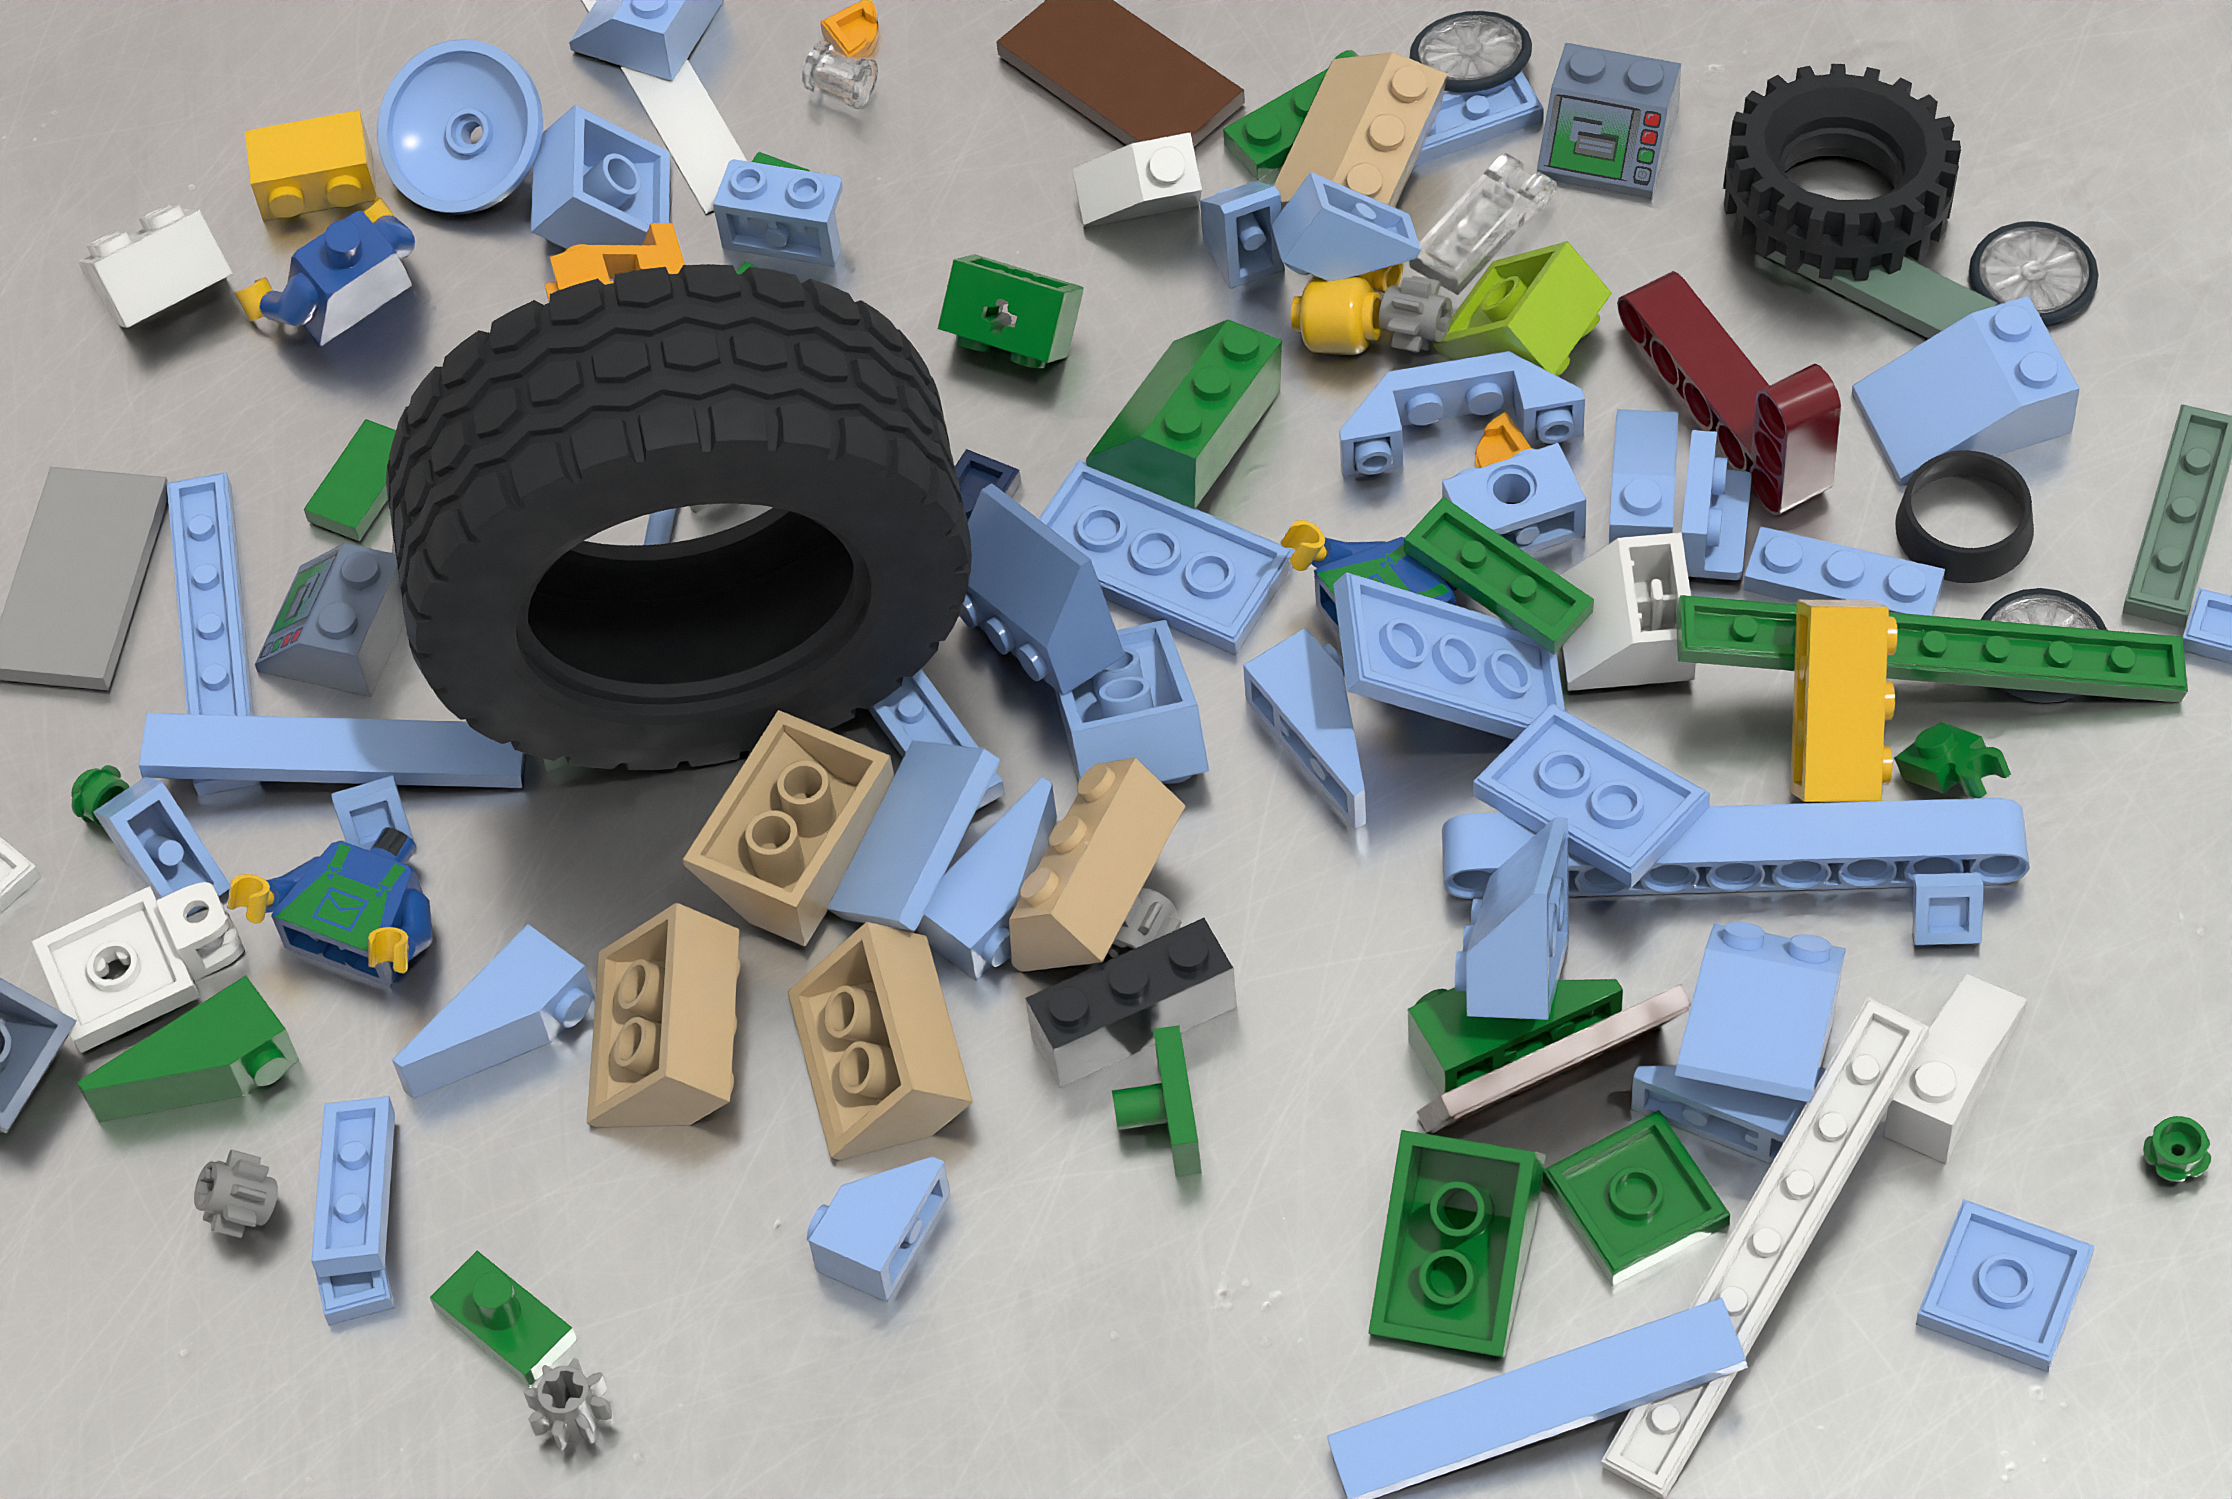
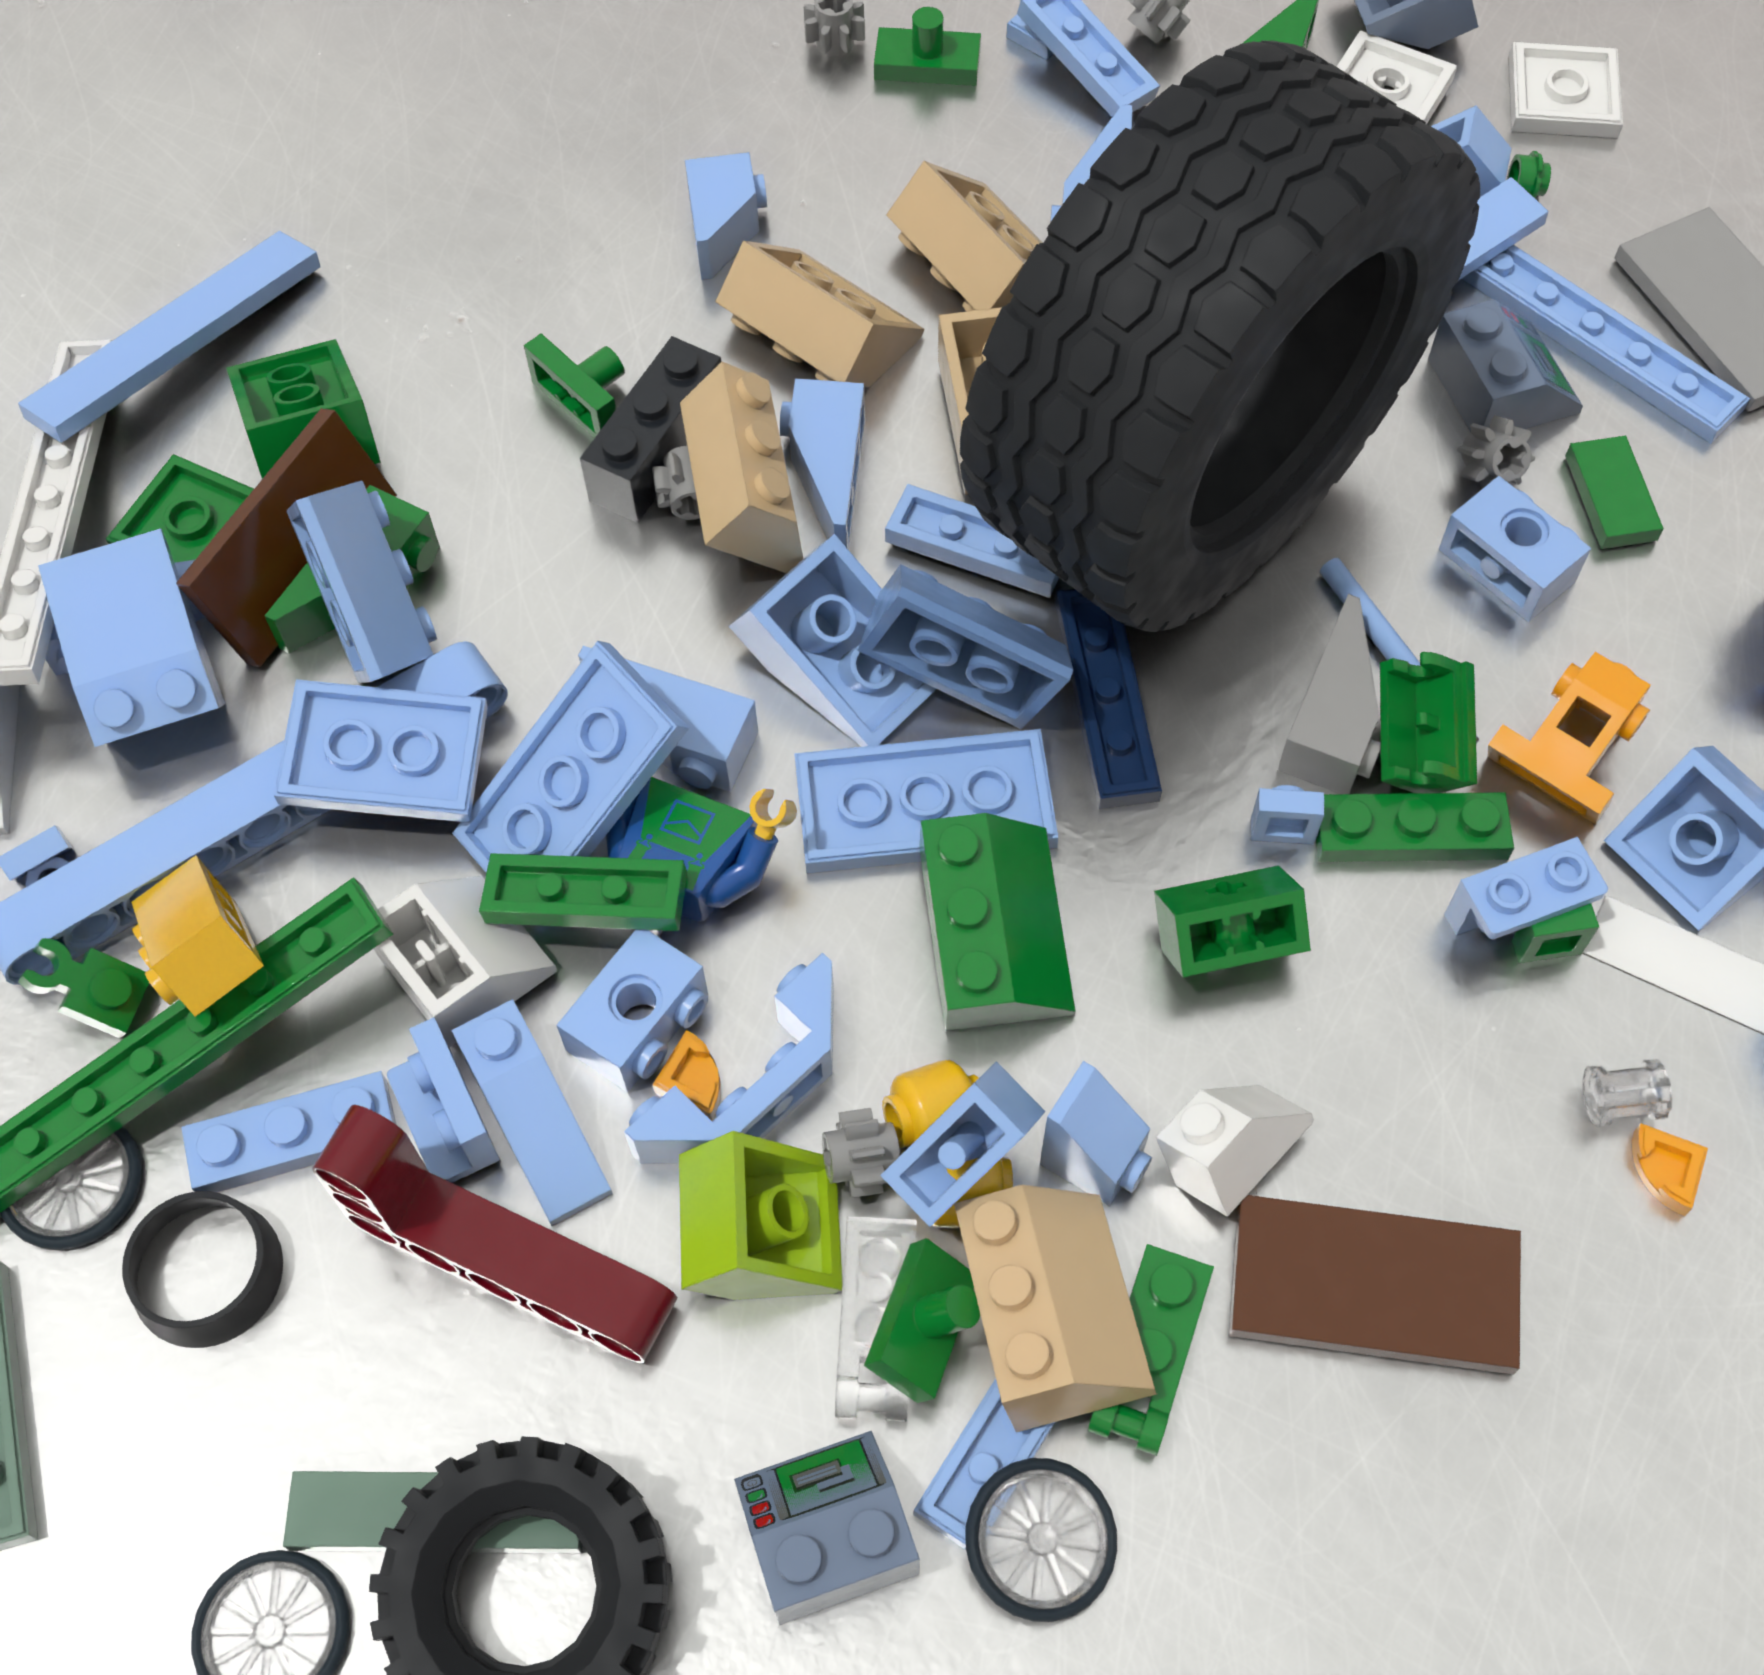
camera: 140 degrees right, 5 degrees up
(914, 834) = (904, 426): light blue tile -> none
(1453, 181) = (922, 1320): none -> green tile
(1973, 387) = (257, 1404): light blue slope -> none

